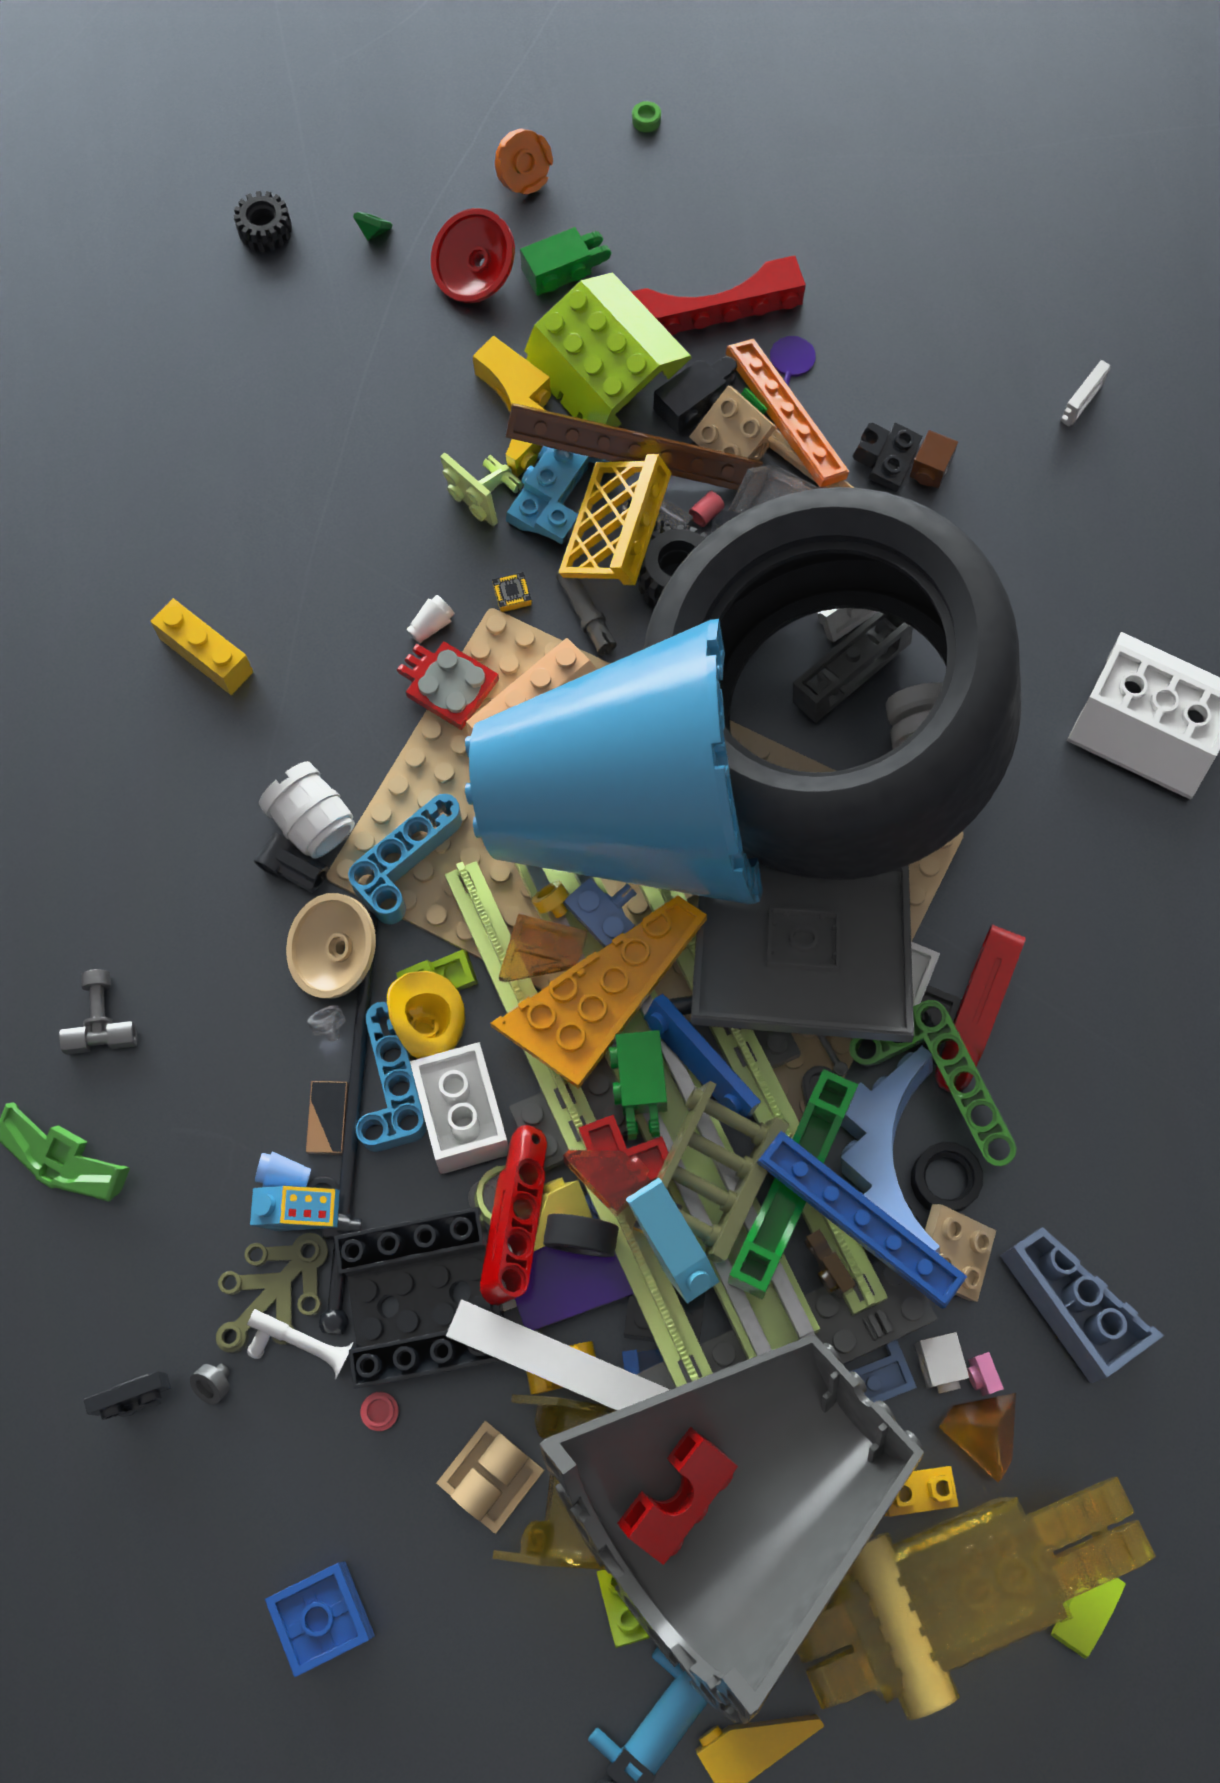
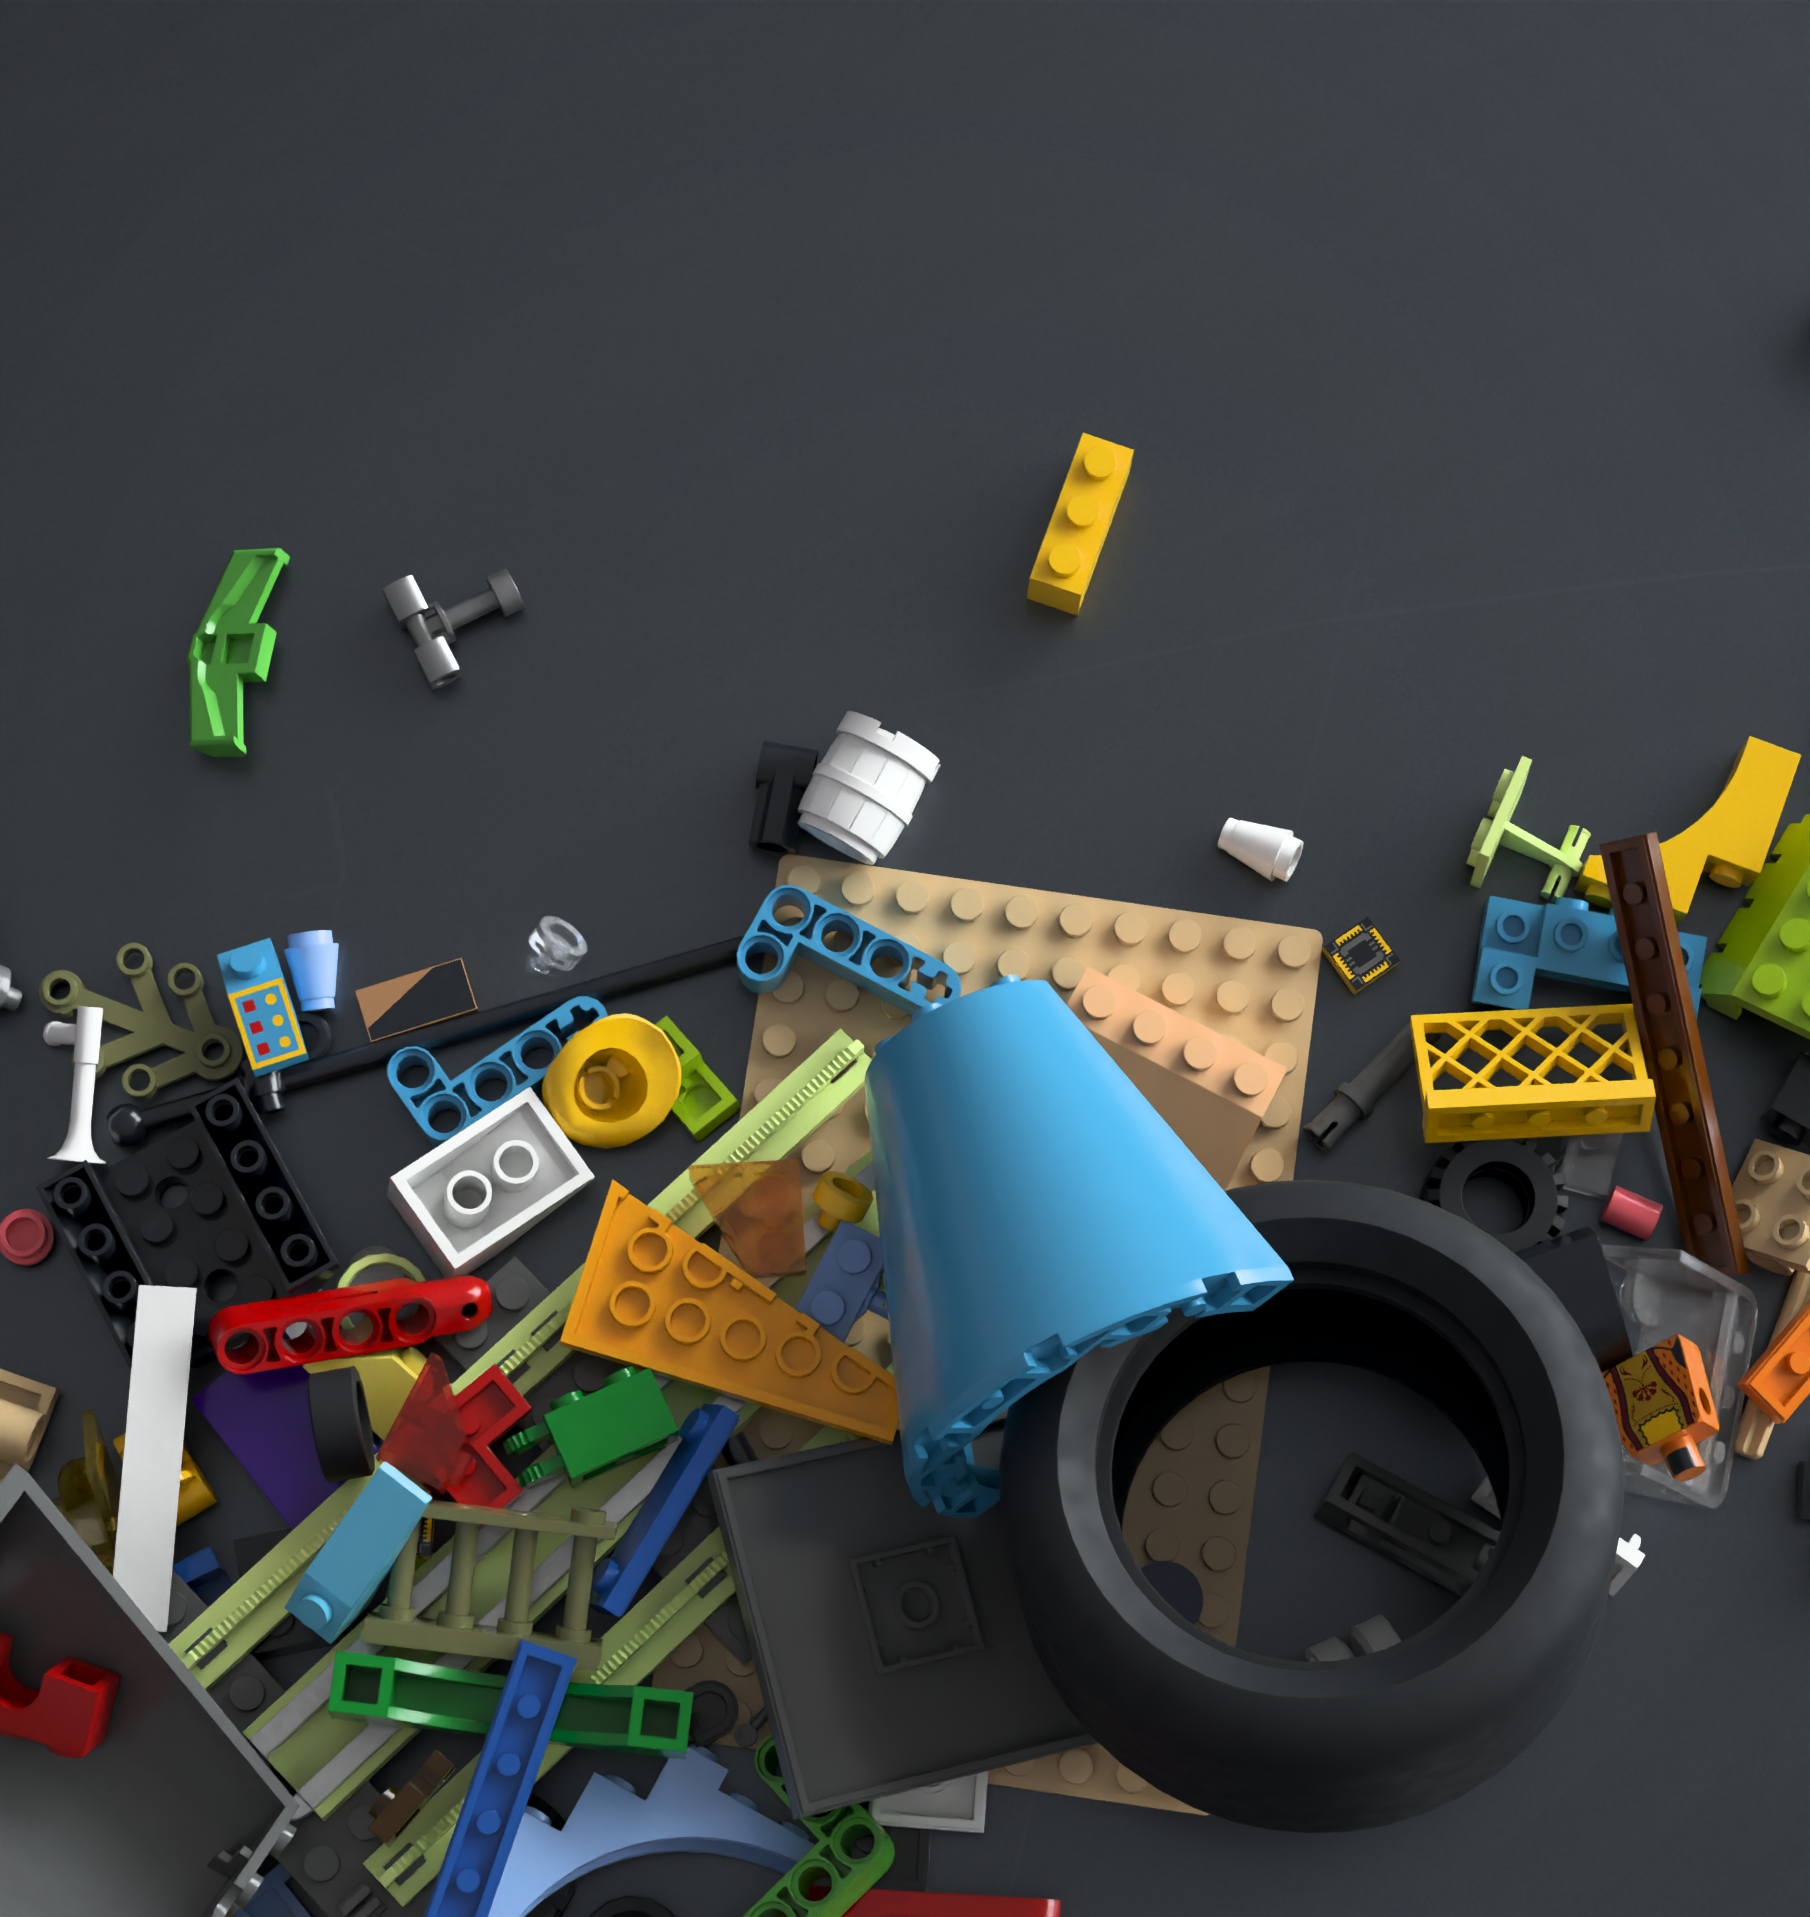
camera: 65 degrees right, 5 degrees up
(318, 944) = (667, 904): tan dish -> none
(447, 682) = (1160, 916): piece -> none

